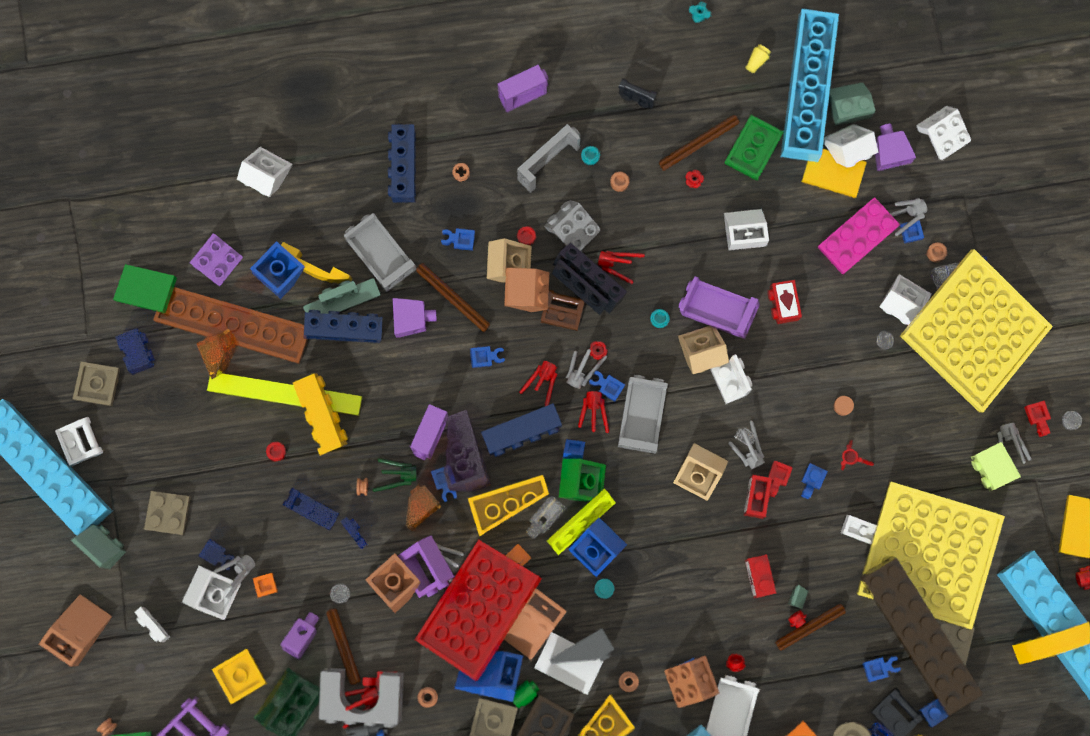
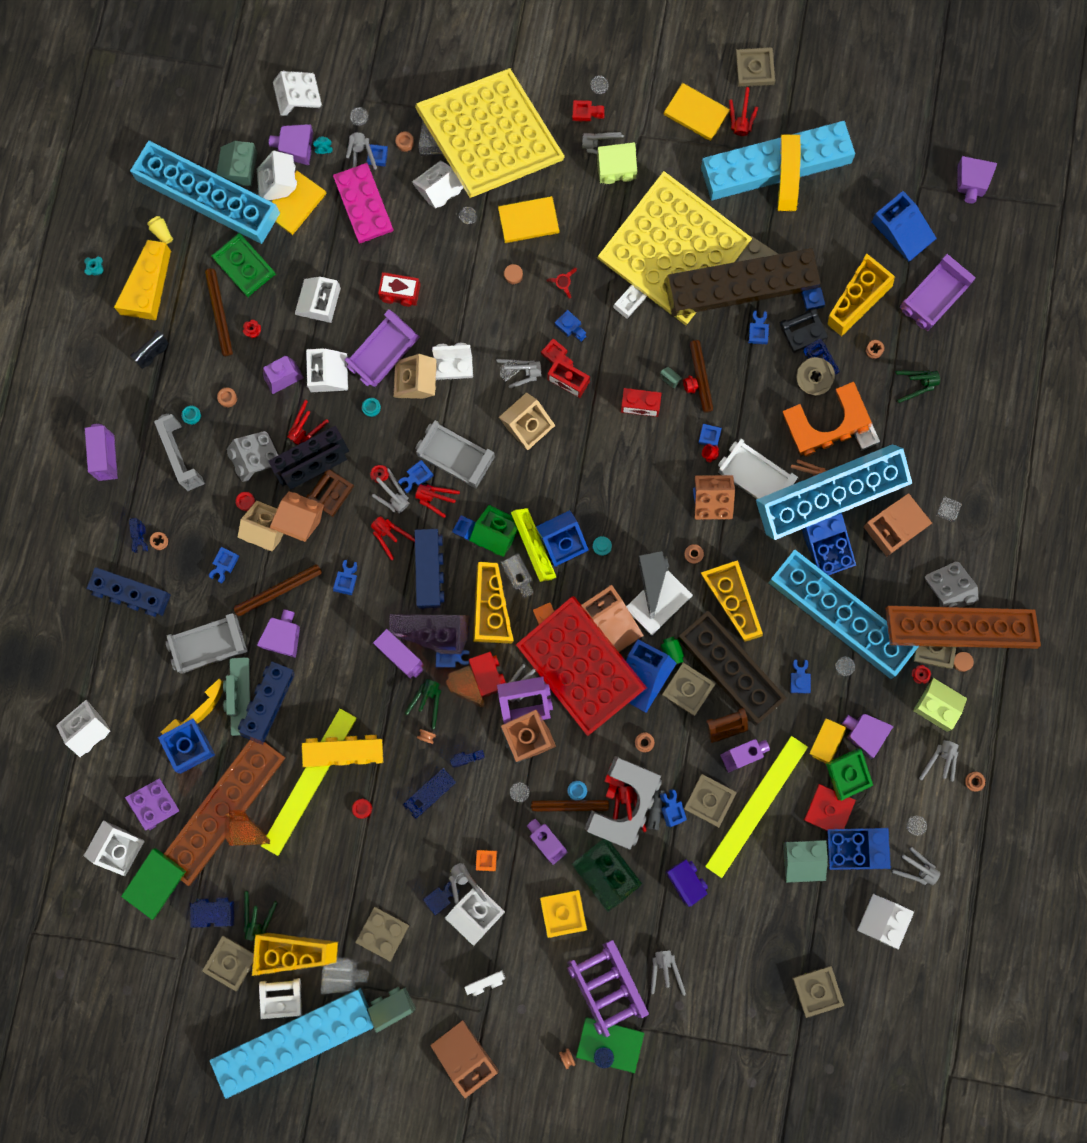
camera: 65 degrees left, 0 degrees up
(117, 488) = (342, 976): none -> clear torso
(120, 434) = (287, 952): none -> yellow wedge
(133, 393) = (253, 928): none -> dark green plant
(165, 241) = (113, 848): none -> white slope
(360, 648) = (577, 790): none -> dark azure plate
(440, 522) = (486, 673): none -> red brick
(461, 149) = (137, 530): none -> clear blue plate
(660, 223) = (281, 374): none -> medium lavender torso
(678, 263) = (326, 370): none -> white slope
(701, 65) = (145, 284): none -> yellow wedge
(753, 656) = (709, 435): none -> blue plate
(901, 176) = (322, 145): none -> teal plate
(904, 400) = (528, 219): none -> yellow tile
(944, 199) = (359, 116): none -> clear plate

